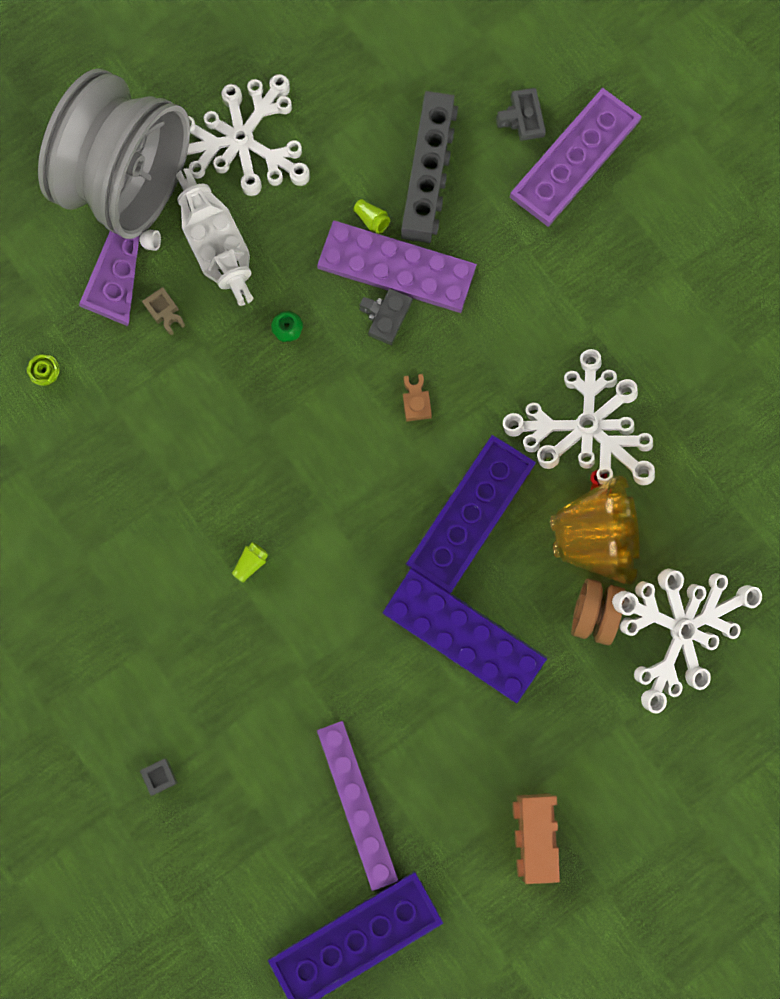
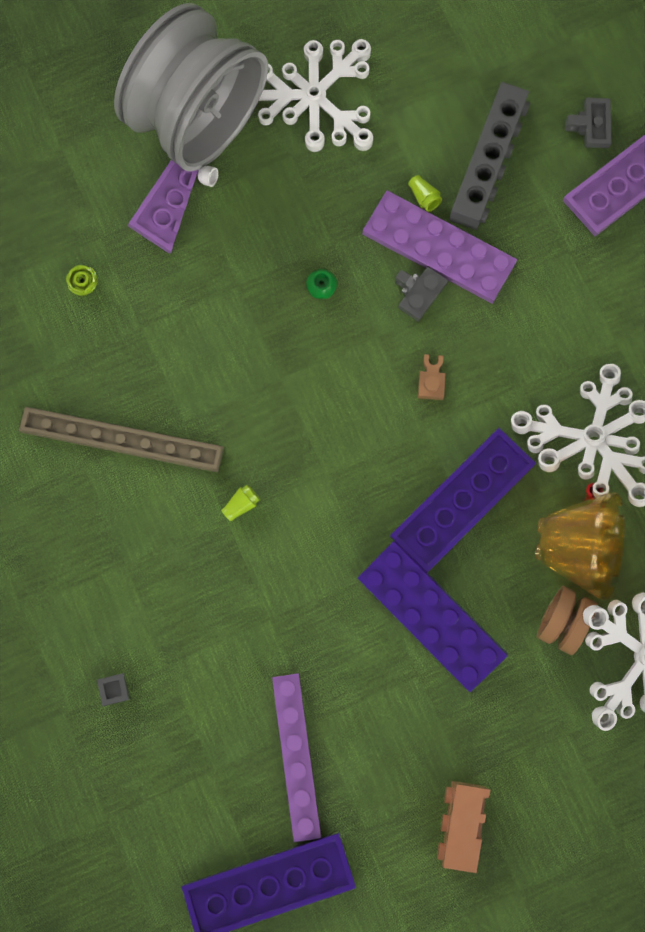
camera: 15 degrees right, 0 degrees up
(115, 522) = (121, 439): none -> dark tan tile
(163, 308) = (206, 243): dark tan plate -> none
(214, 237) = (269, 185): white plate -> none

